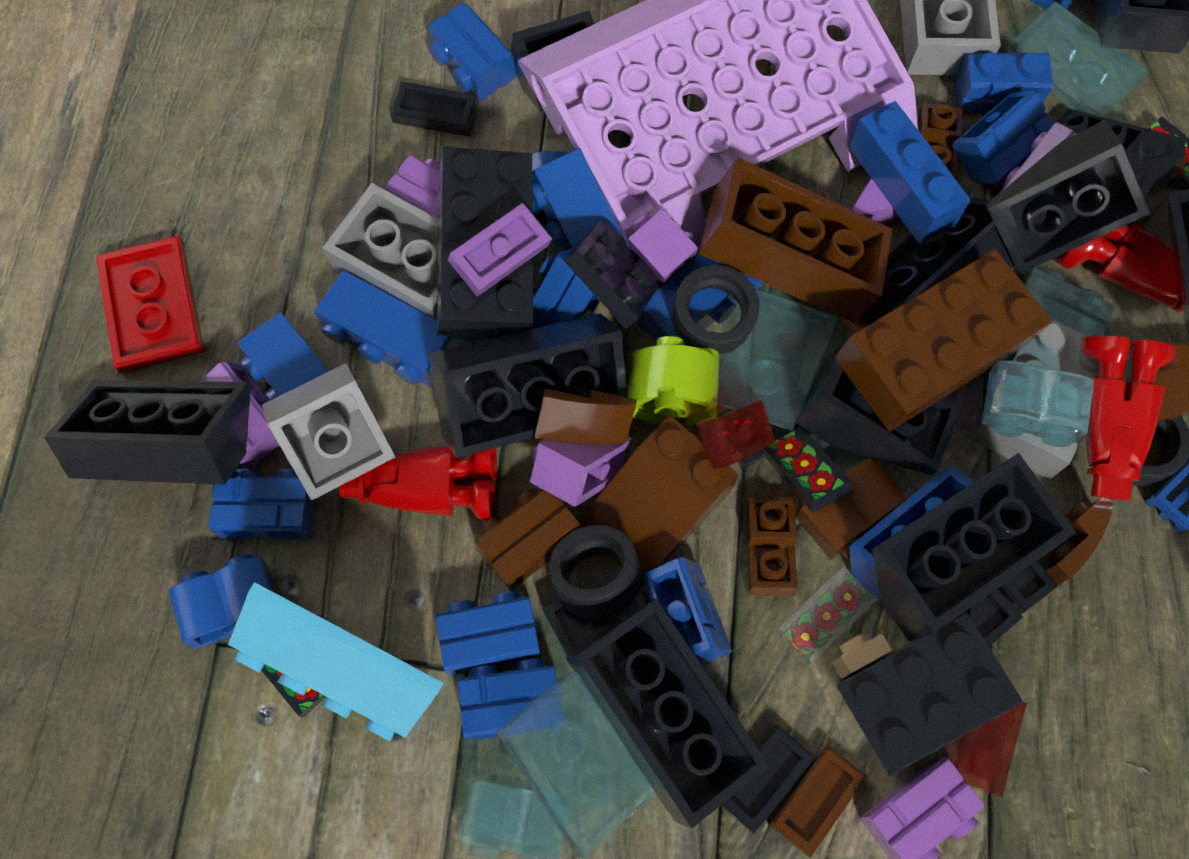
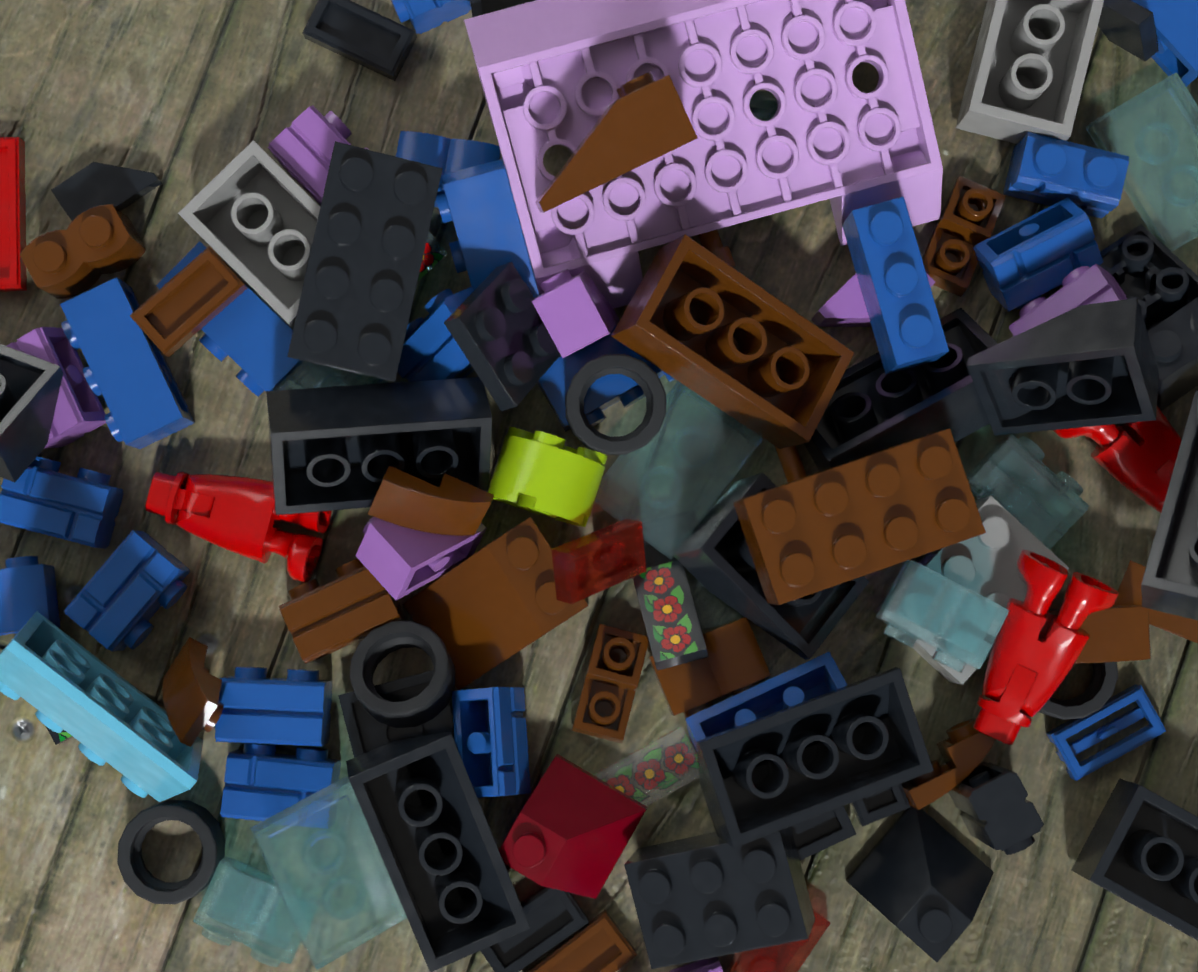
camera: 10 degrees right, 15 degrees up
(247, 302) = (74, 258): none -> reddish brown brick
(254, 262) = (103, 185): none -> black tile
(327, 431) = (139, 445): light grey slope -> none
(339, 565) = (129, 592): none -> blue brick
(344, 314) = (188, 301): none -> reddish brown tile
(387, 779) = (132, 863): none -> black tyre
(414, 632) = (191, 693): none -> reddish brown slope
(499, 249) = (370, 295): medium lavender plate -> none
(680, 89) = (629, 133): none -> reddish brown slope
(779, 674) = (571, 830): none -> dark red slope
(860, 653) = (668, 828): tan plate -> none
(1092, 650) = (923, 881): none -> black slope
(1136, 559) = (997, 808): none -> black brick

